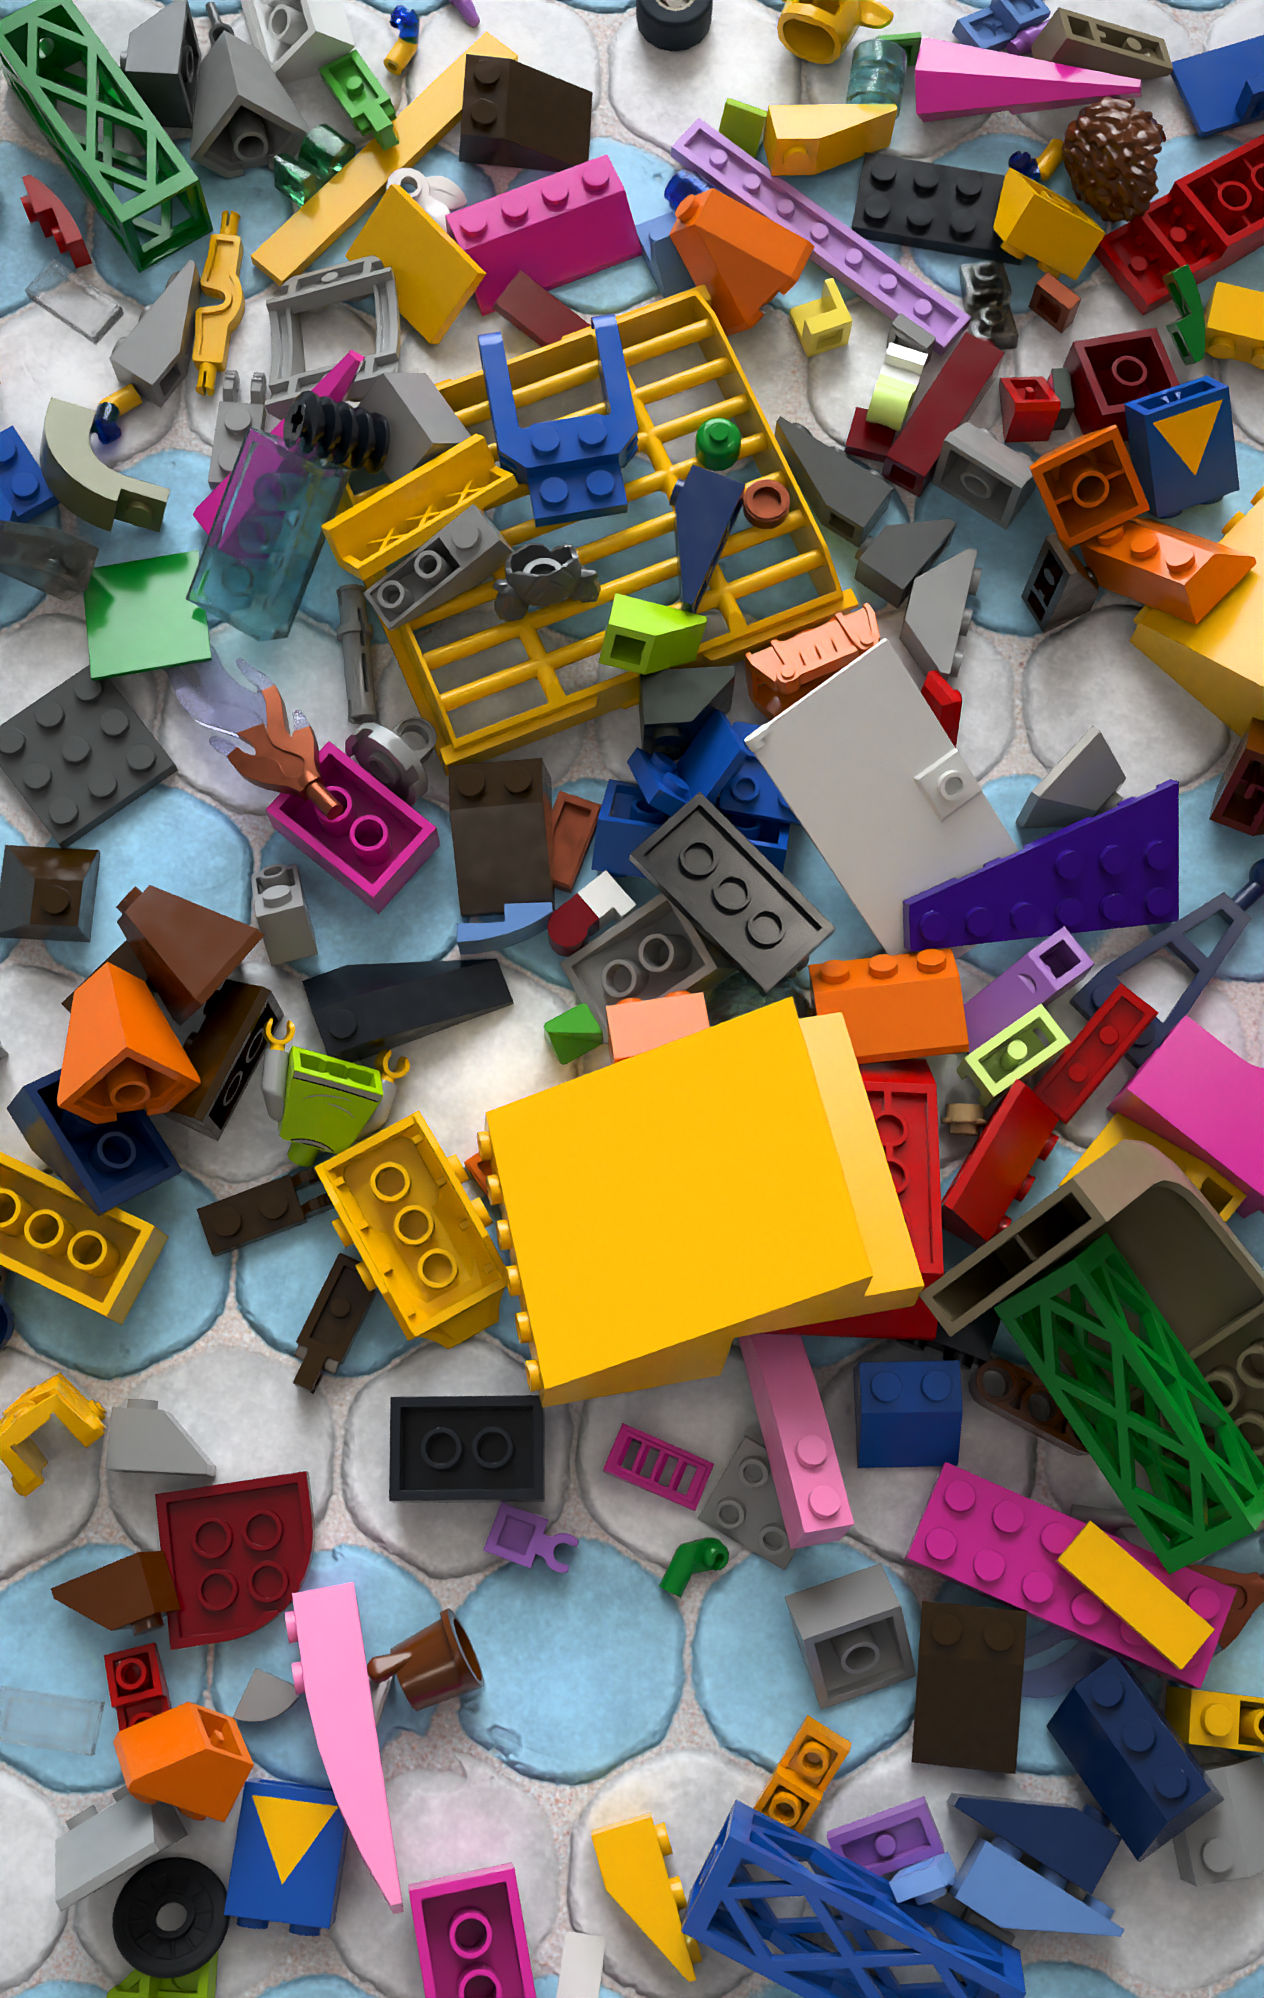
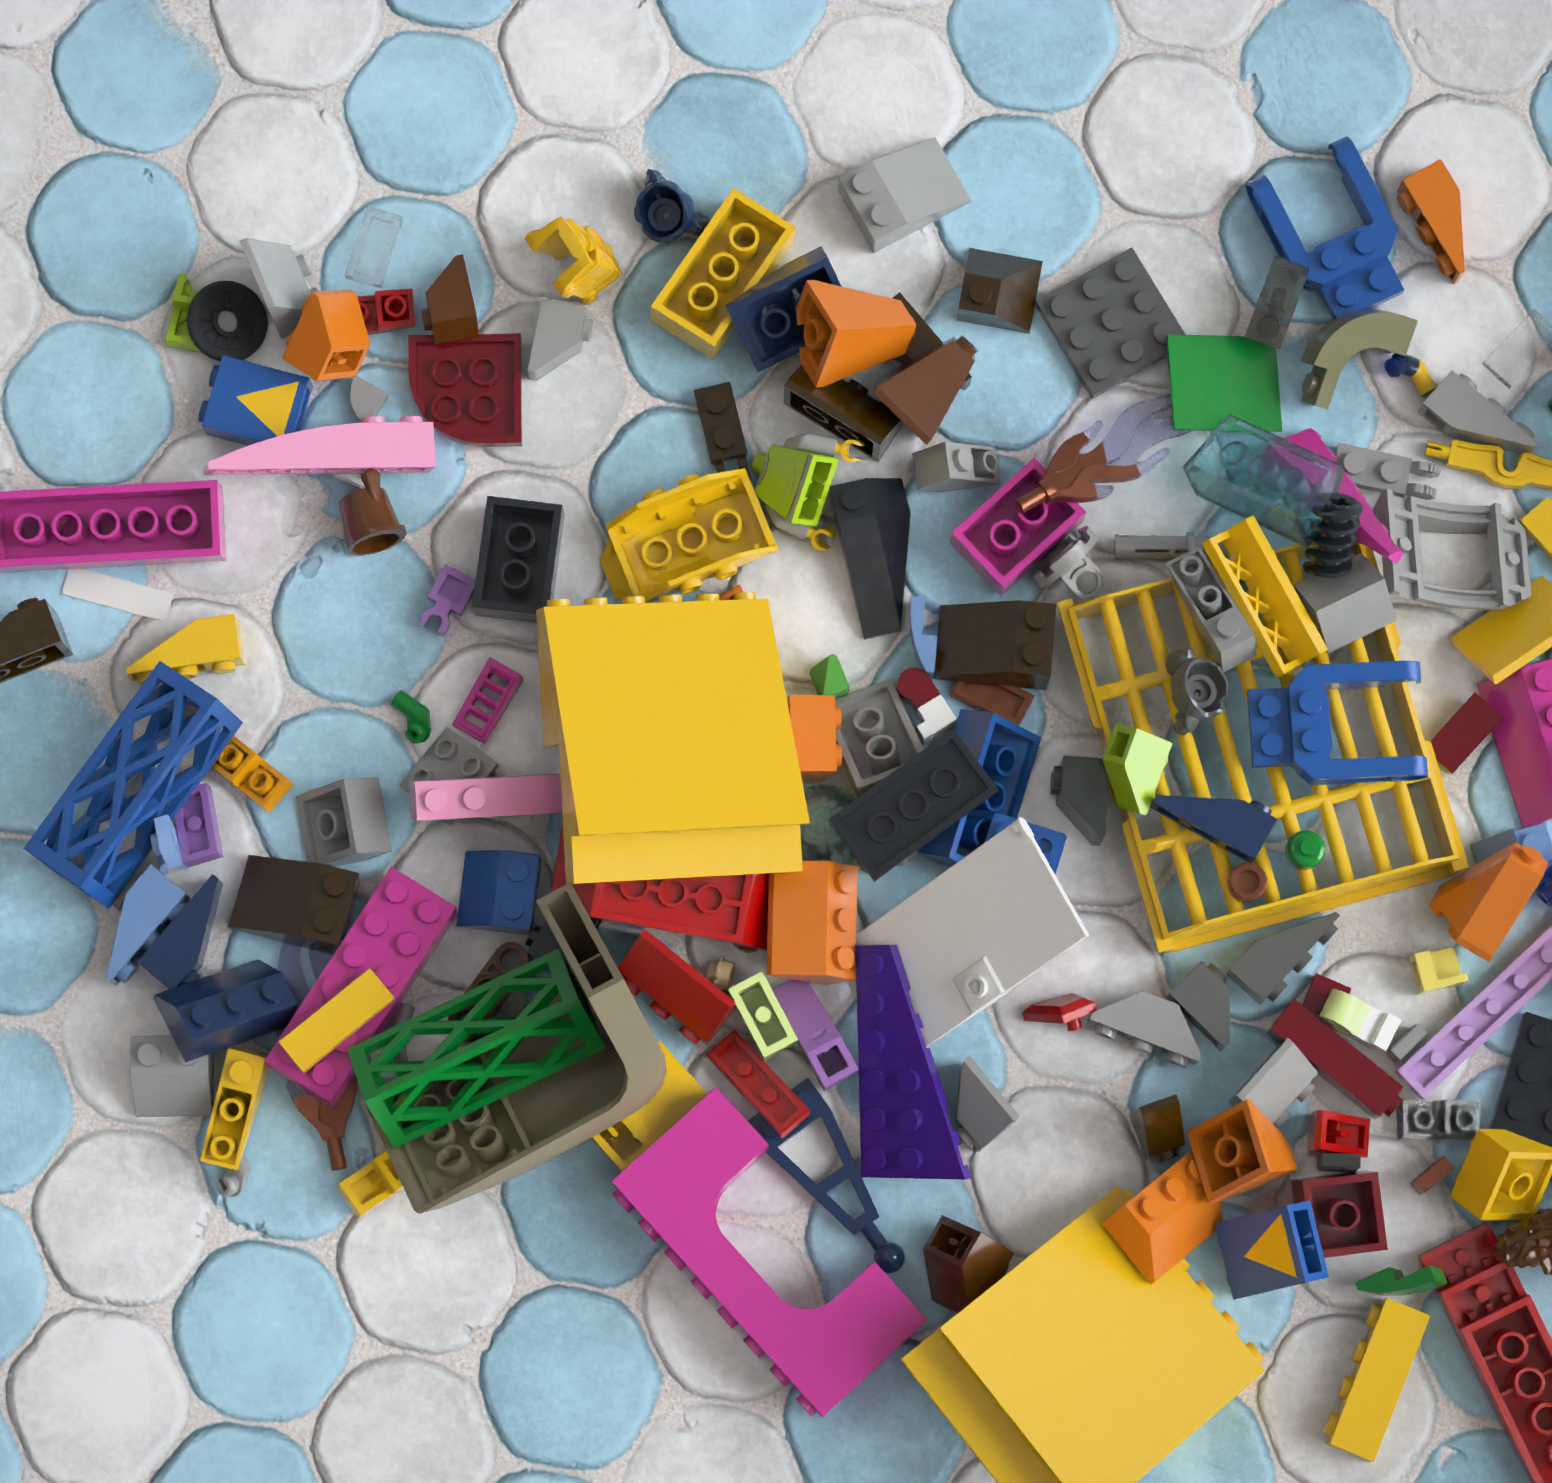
camera: 100 degrees right, 5 degrees up
(332, 1323) = (625, 470): dark brown hinge -> none
(704, 767) = (1021, 792): blue bracket -> none
(807, 660) = (1111, 915): piece -> none

